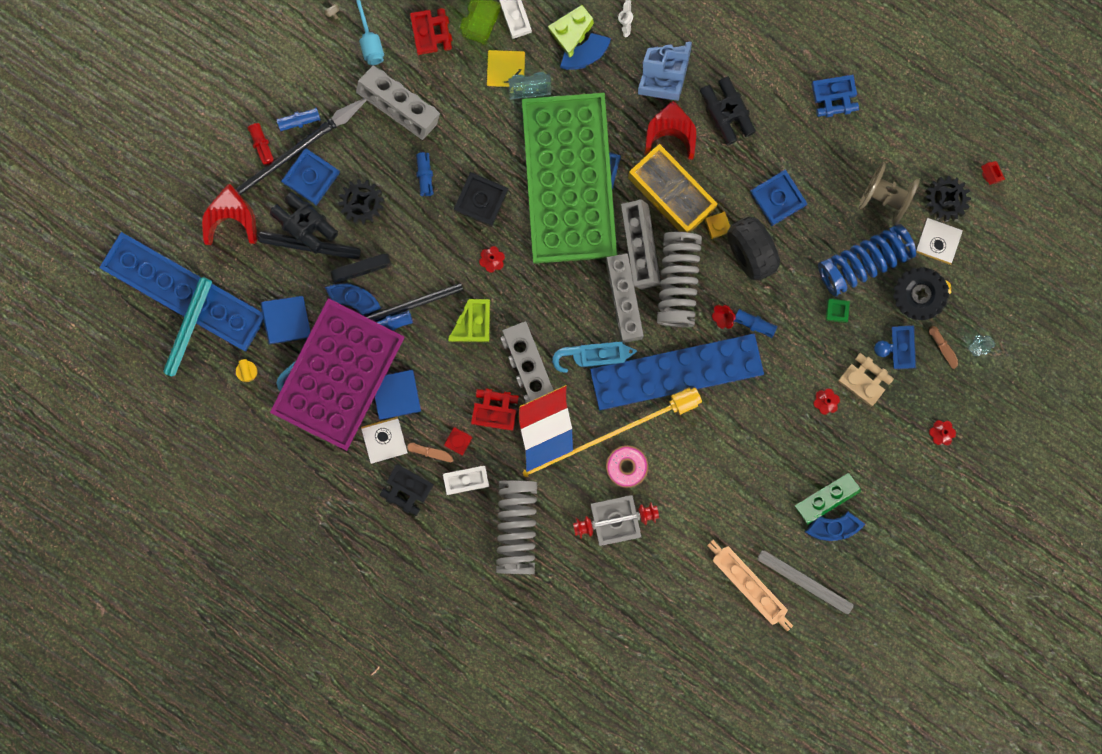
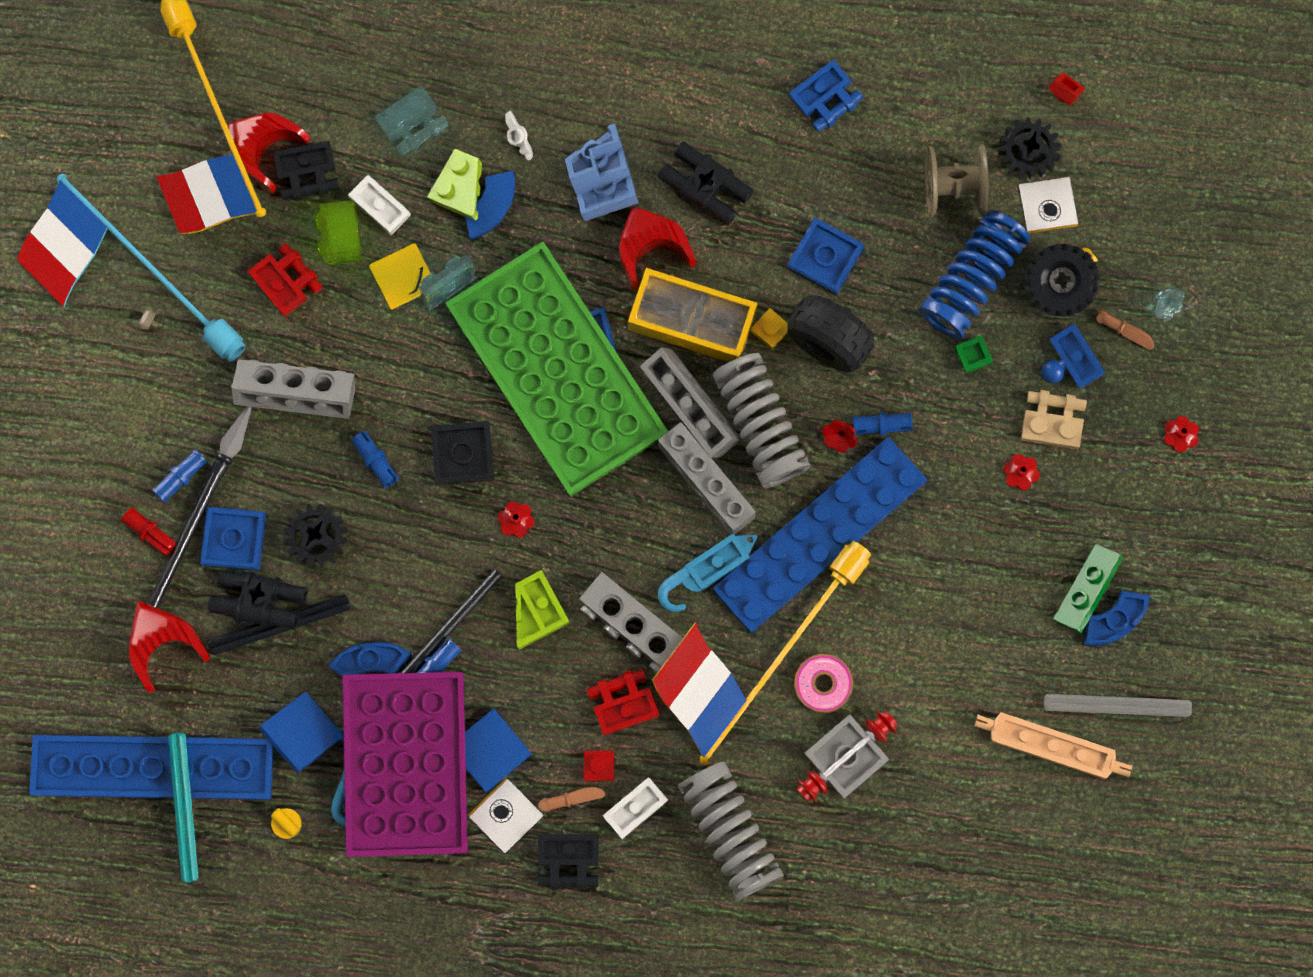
camera: 25 degrees left, 5 degrees down
(361, 268) = (359, 618): black beam -> none

